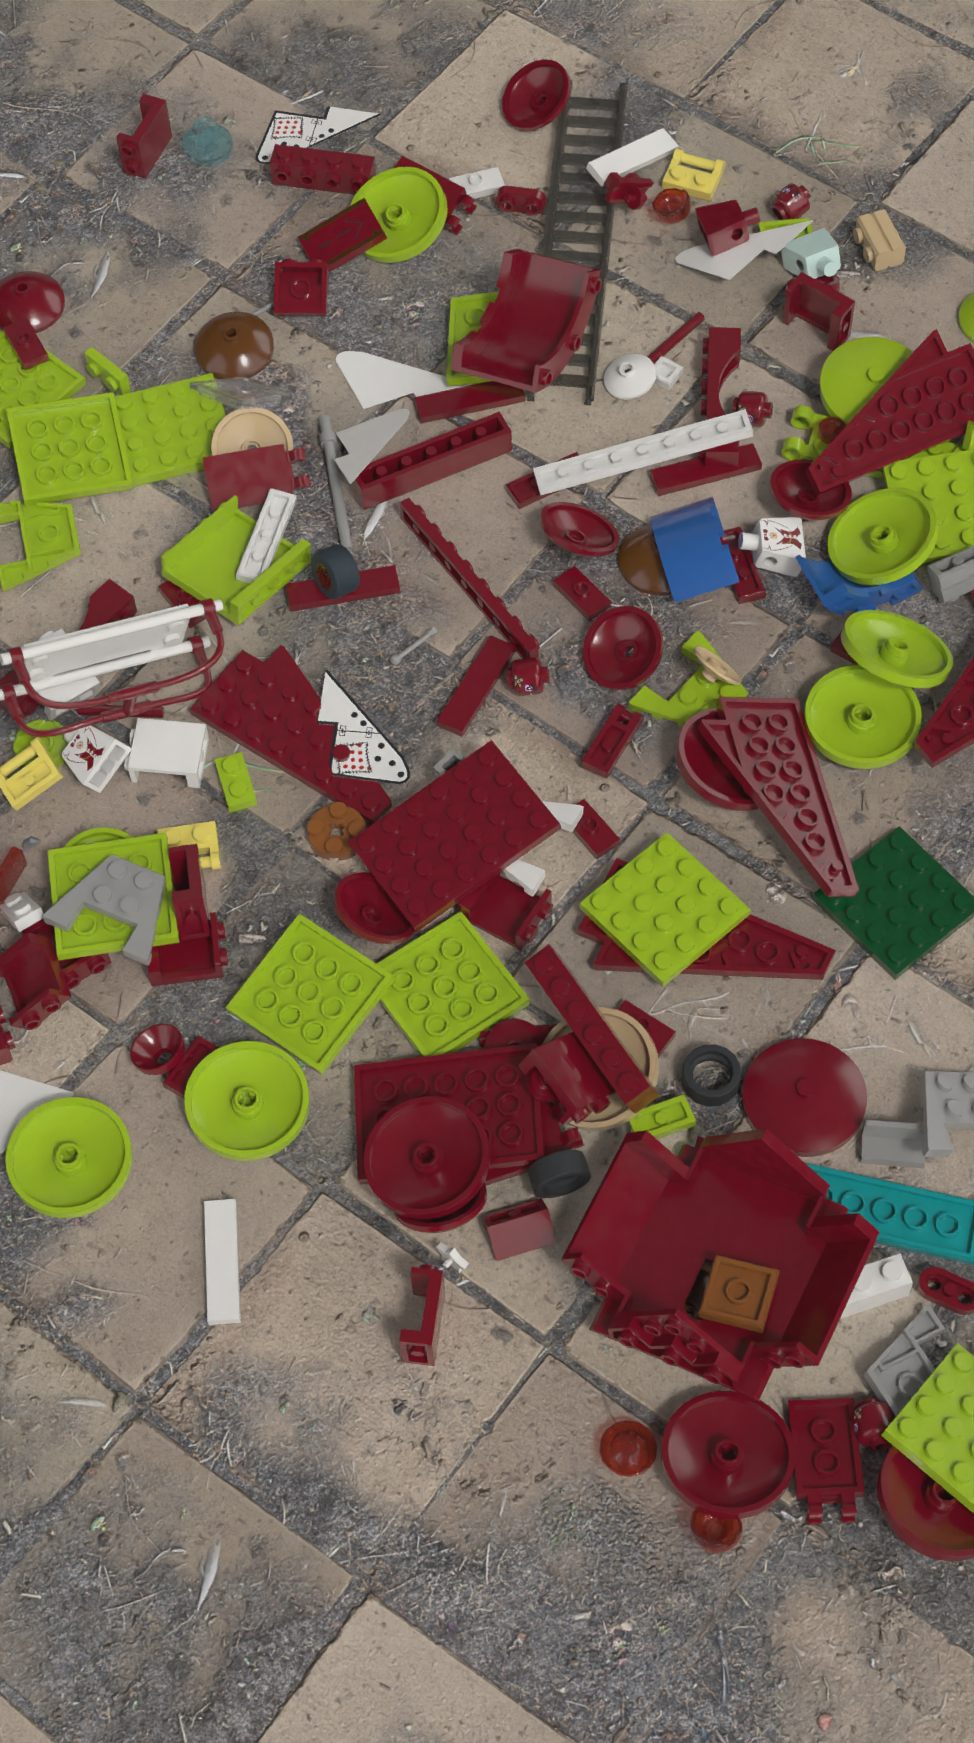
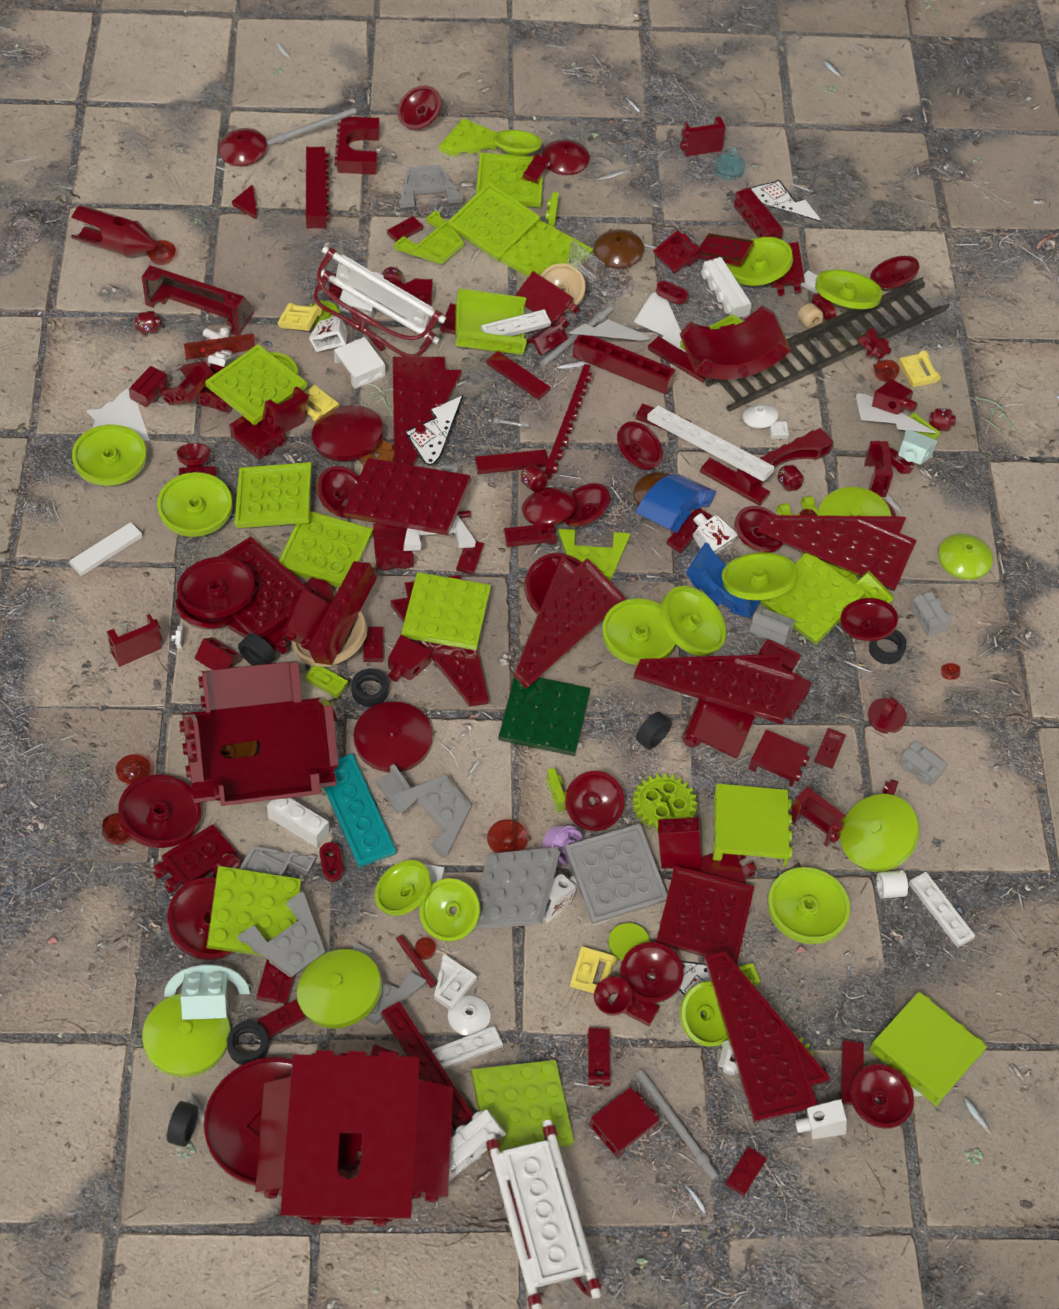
camera: 45 degrees right, 5 degrees down
(57, 618) = (393, 275): none -> dark red head
(122, 893) = (257, 383): light grey wing -> none
(235, 782) = (371, 397): lime plate -> none
(277, 841) = (347, 433): none -> dark red dish
(312, 516) = (548, 338): none -> dark red panel
(335, 571) = (517, 361): black wheel -> none
(359, 337) = (672, 292): none -> dark red plate
(403, 277) = (726, 288): none -> white brick
(524, 156) = (848, 289): none -> lime dish
(524, 222) = (810, 315): none -> tan head
(581, 593) = (608, 472): dark red plate -> none
(593, 699) = (548, 506): none -> dark red dish
(633, 156) = (900, 335): white tile -> none
(676, 337) = (805, 422): dark red bar -> none
(700, 1003) = (407, 659): none -> dark red torso
(715, 667) = (609, 549): tan dish -> none
(739, 1293) = (244, 759): dark orange plate -> none
(879, 240) = (958, 472): tan brick -> none

